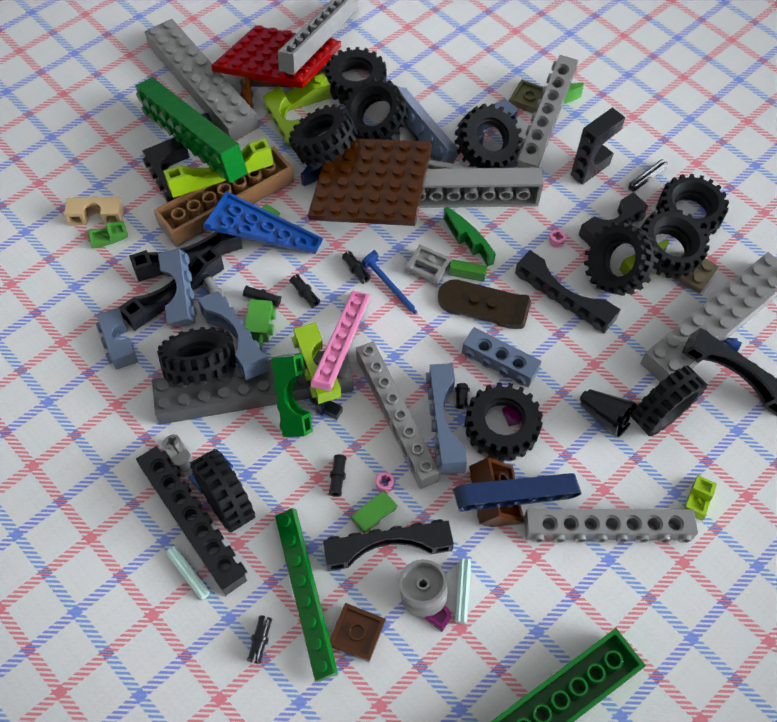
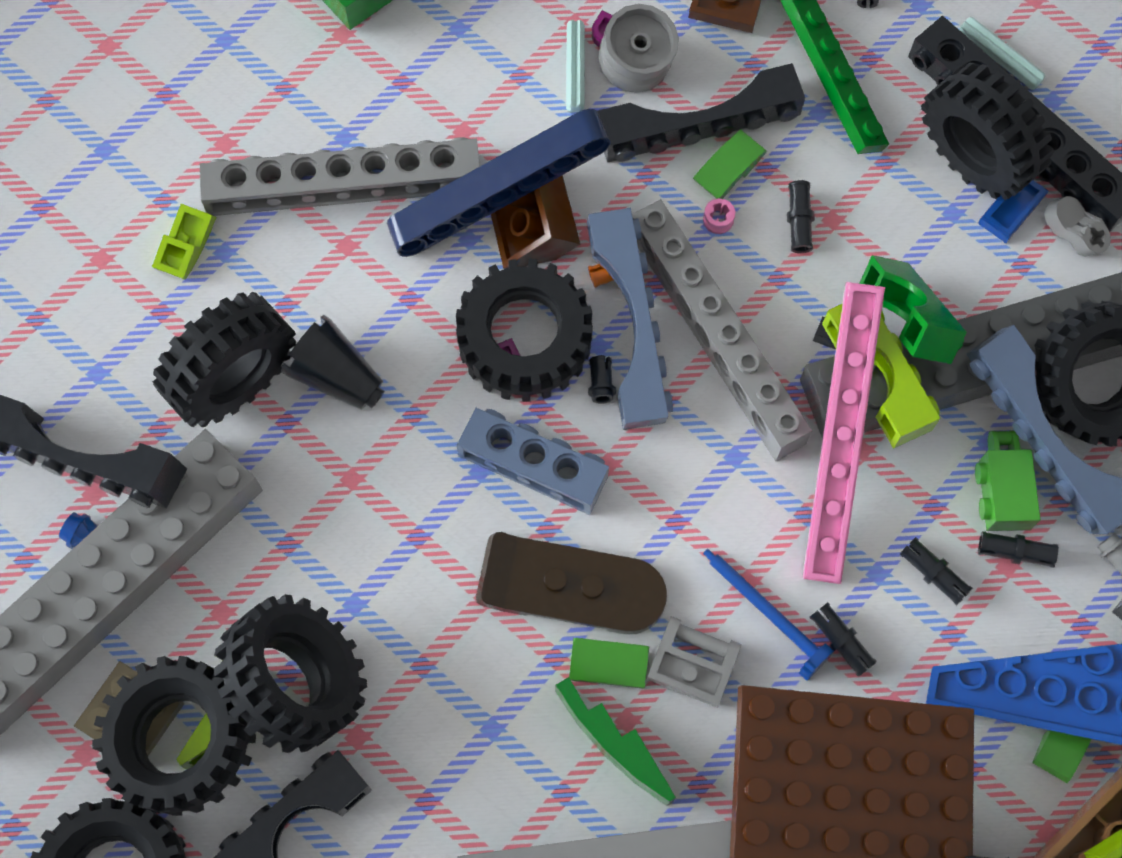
camera: 175 degrees right, 10 degrees up
(557, 243) = (410, 773): bright pink bush -> none
(597, 312) = (342, 580): black arch -> none

